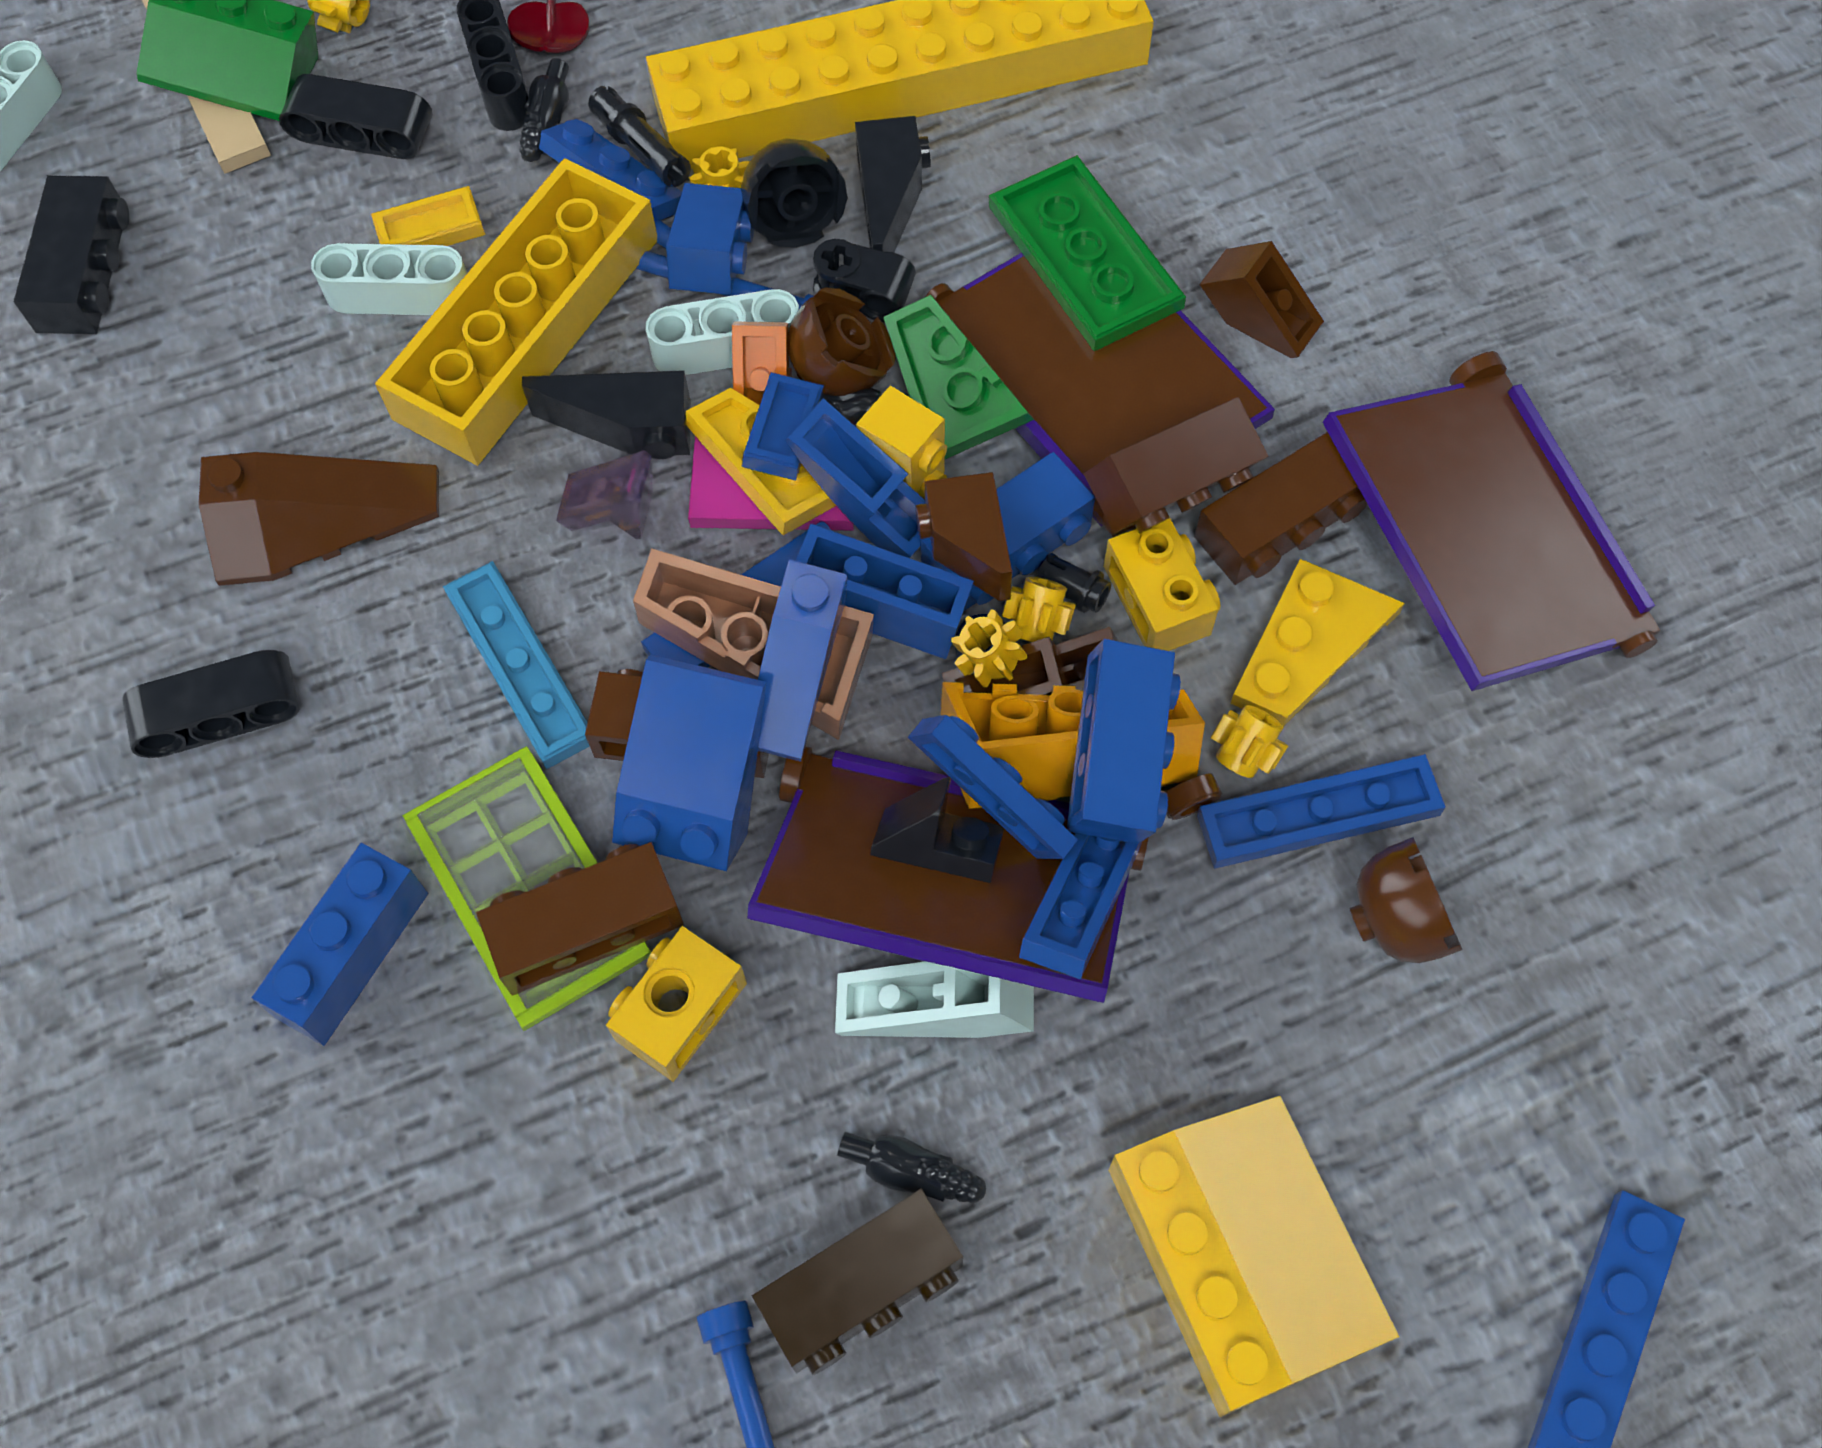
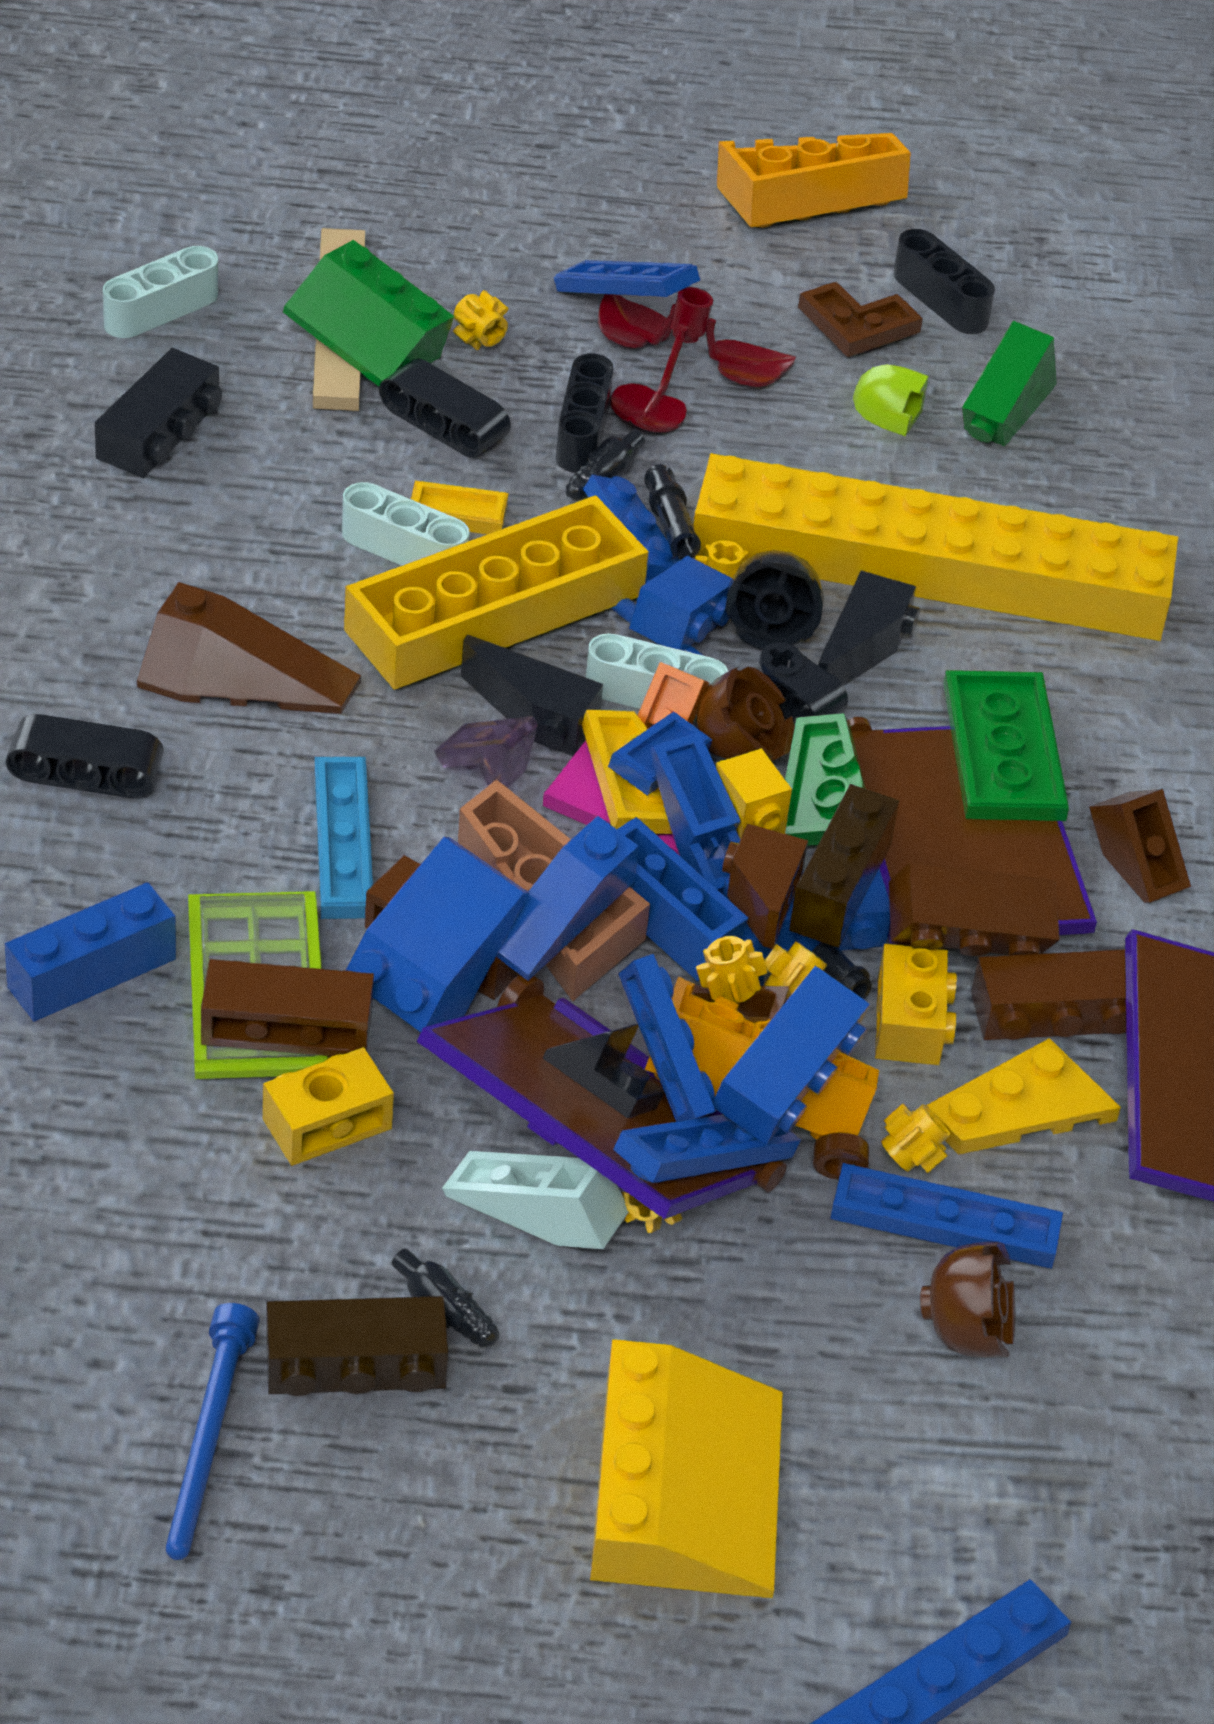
camera: 20 degrees right, 20 degrees down
(1035, 477) = (843, 865): none -> dark brown brick

